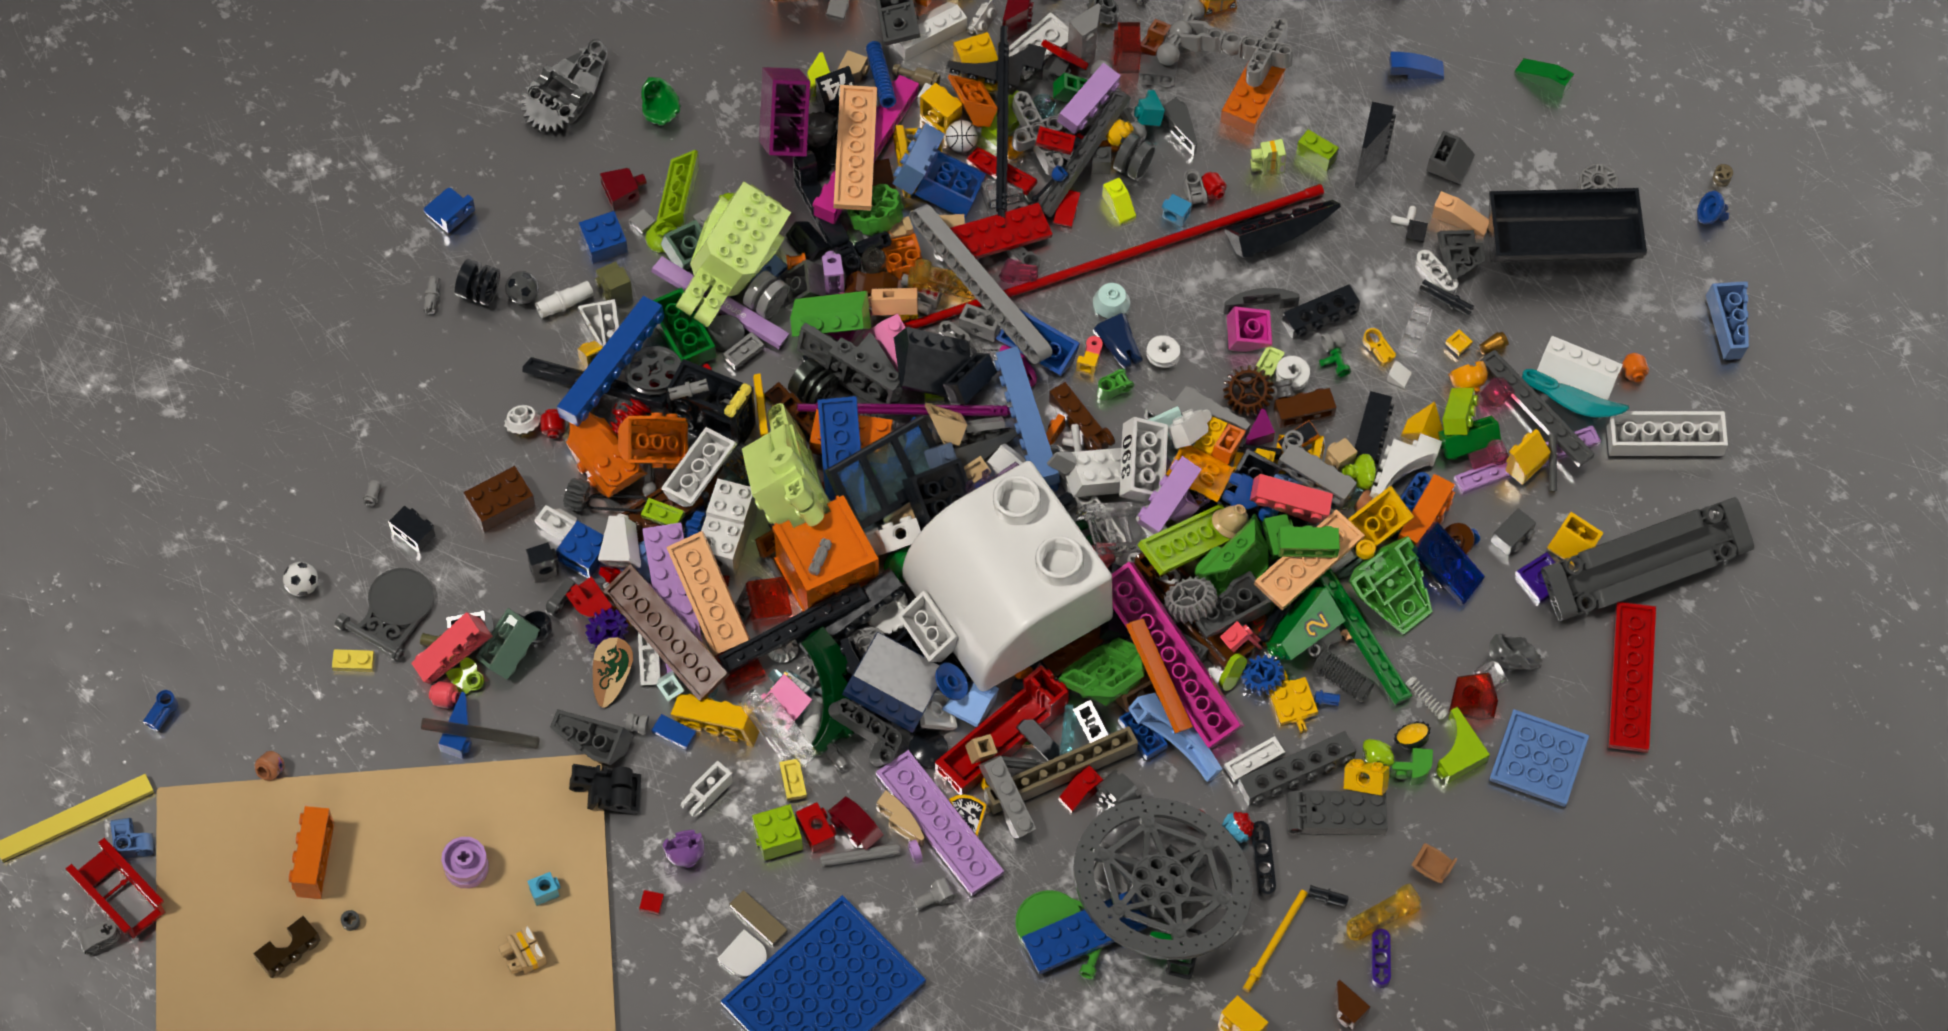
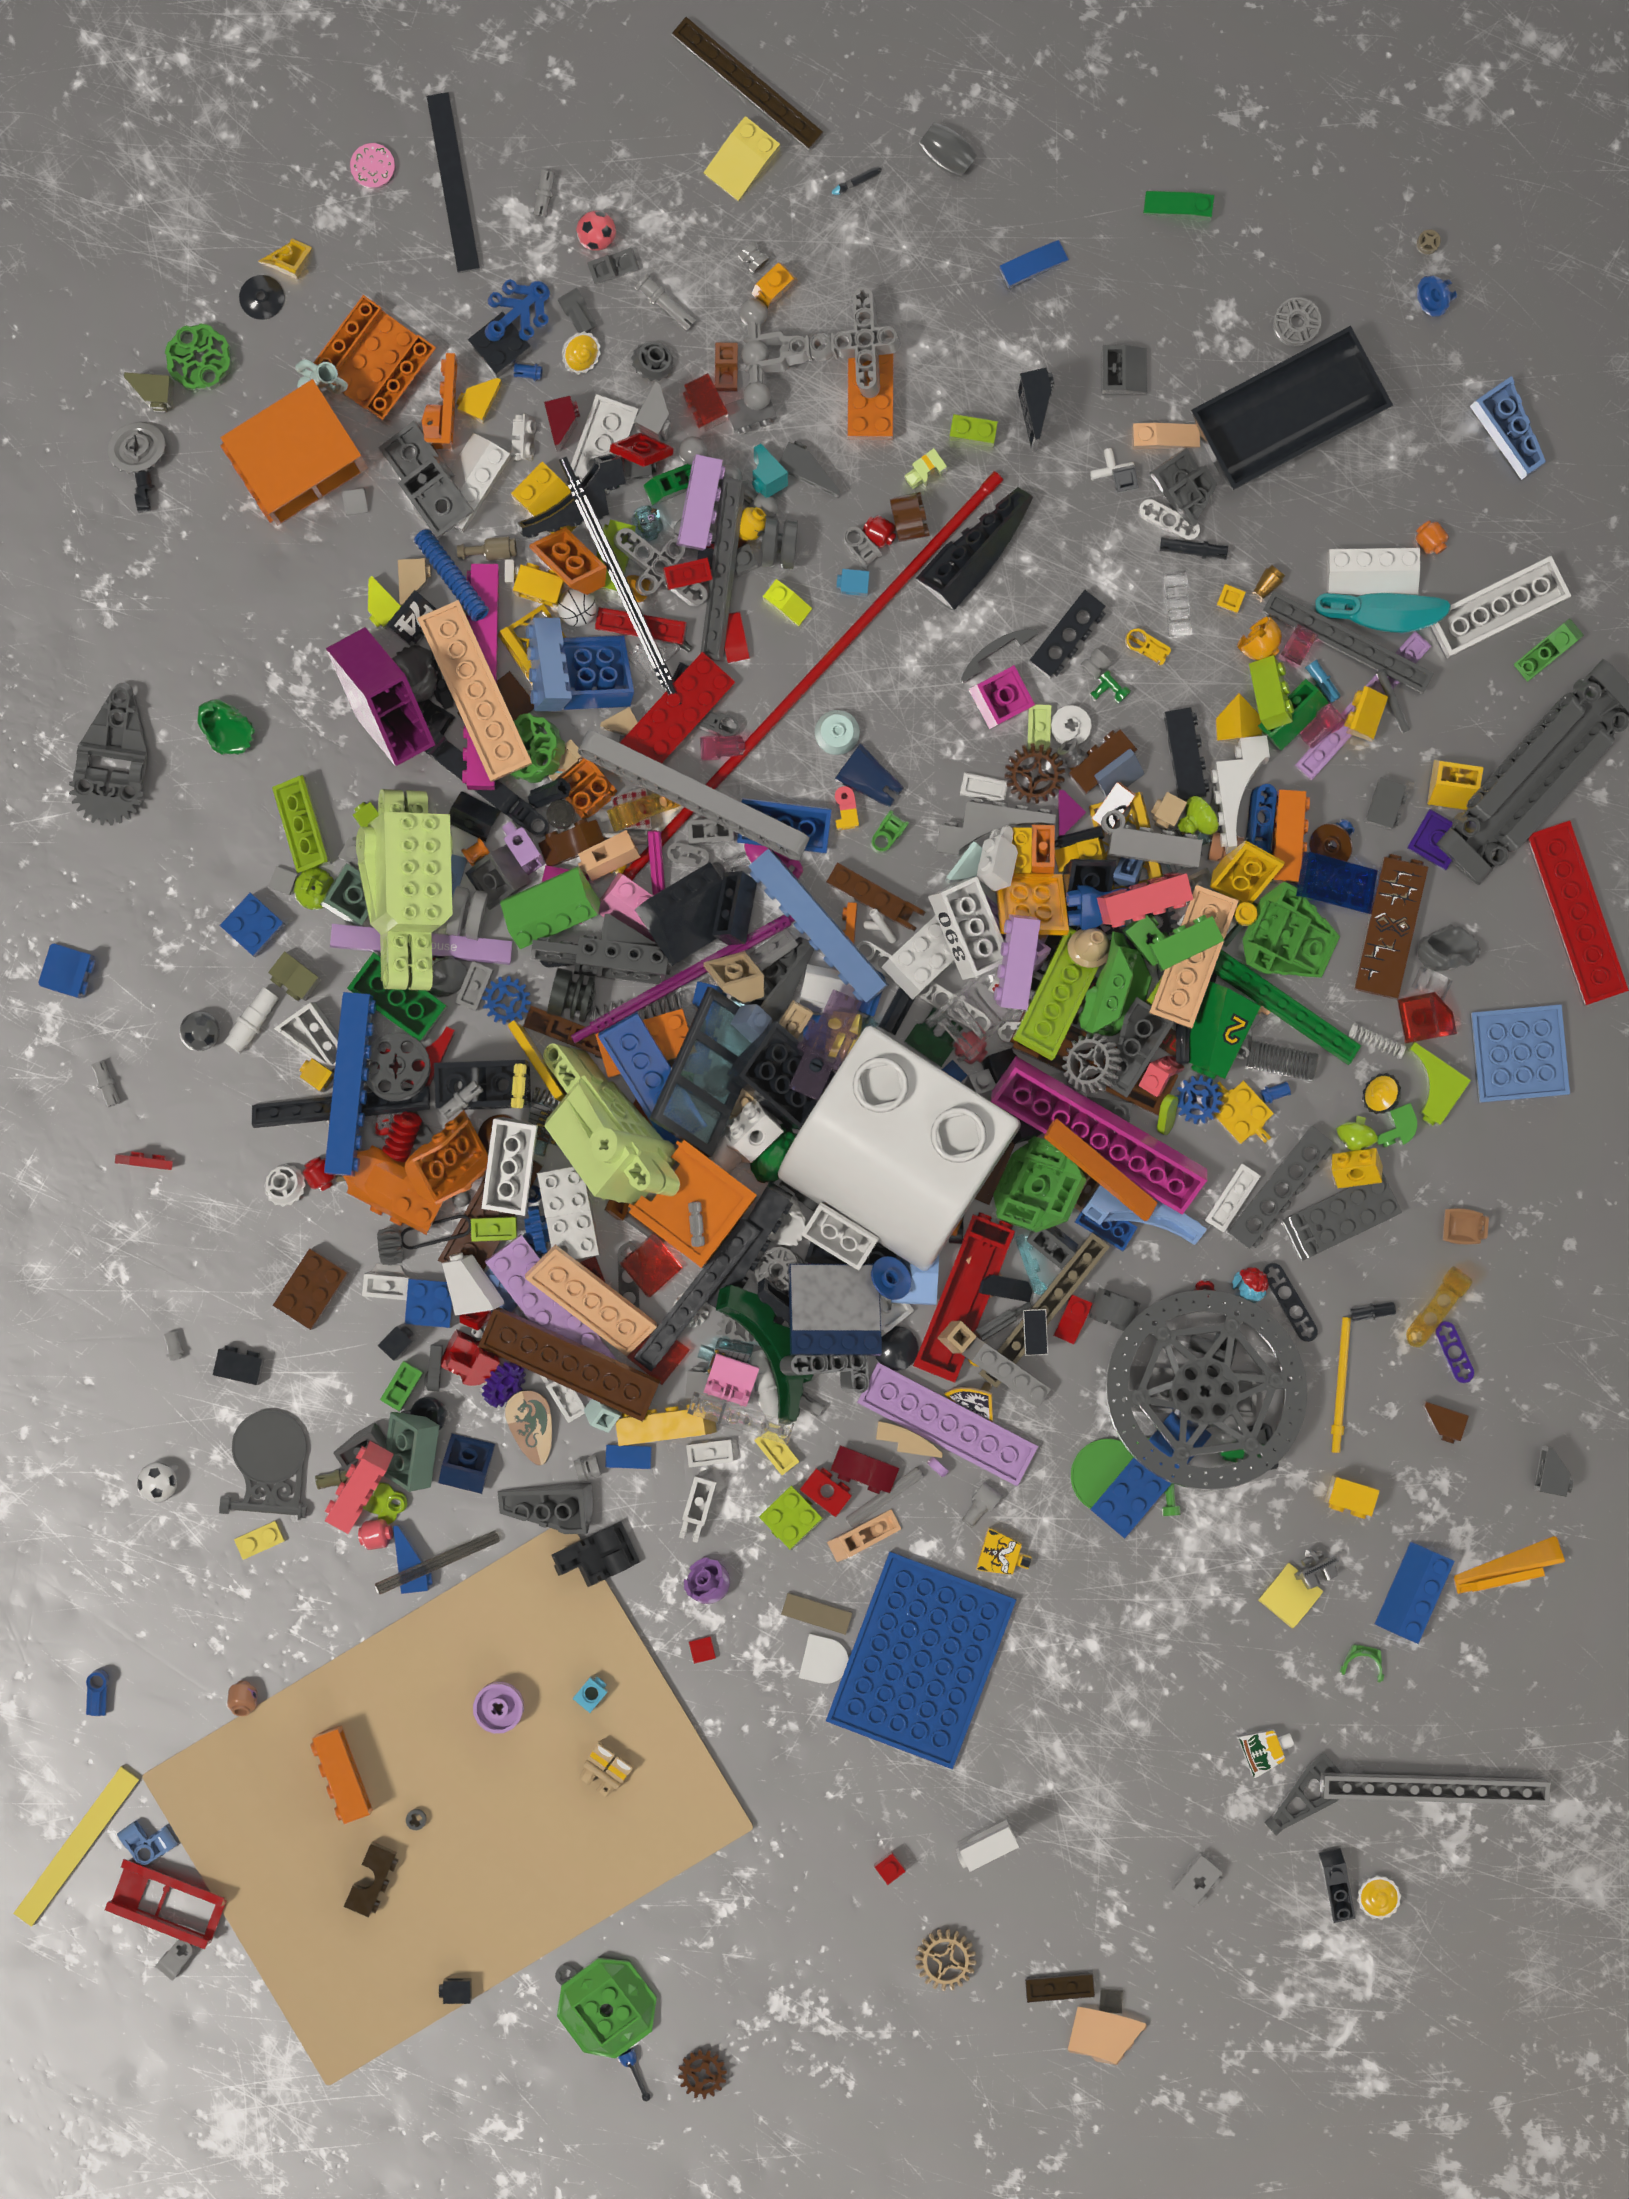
camera: 25 degrees left, 25 degrees up
(428, 356) = (138, 1159): none -> red wing
(477, 282) = (149, 1050): black wheel -> none
(528, 595) = (401, 1385): none -> bright green brick
(544, 677) = (466, 1463): none -> dark blue slope
(621, 186) = (238, 851): dark red torso -> none
(739, 757) = (710, 1453): none -> white plate
(756, 363) = (511, 1015): none -> blue gear
(826, 873) = (864, 1535): none -> light nougat slope
(931, 316) = (656, 861): none -> dark pink axle
(931, 939) = (1001, 1554): none -> torso
(1045, 776) = (1035, 1332): none -> black tile
(1058, 174) = (708, 609): hinge -> none
(1062, 462) = (888, 972): light grey slope -> none
(1163, 359) = (910, 763): white piece -> none
(1204, 386) = (983, 788): none -> white tile
(1239, 182) = (909, 517): none -> reddish brown brick
(1318, 412) = (1124, 769): none -> sand blue tile
(1399, 375) = (1184, 670): white slope -> none
(1475, 620) = (1390, 927): none -> reddish brown brick
(1505, 427) = (1323, 681): none -> dark azure axle
(1693, 481) = (1548, 649): none -> bright green slope

